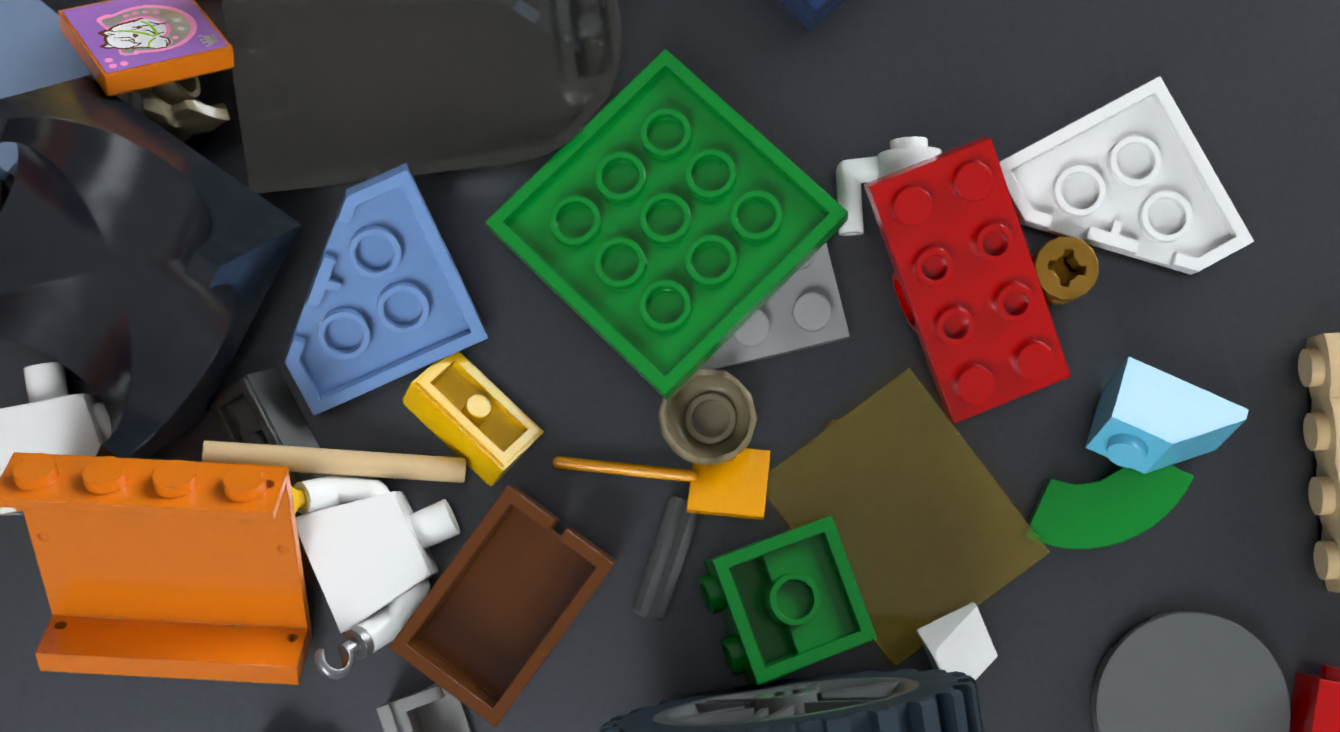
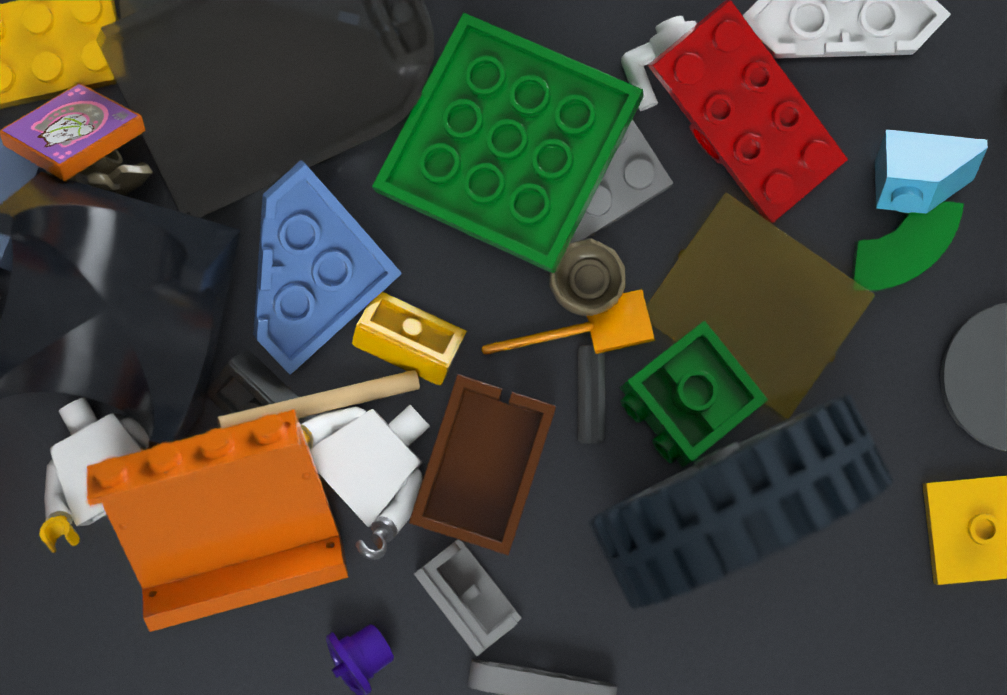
camera: 20 degrees left, 0 degrees up
(958, 642) = (828, 381): white slope -> none
(1054, 272) = (815, 92): pearl gold wheel -> none

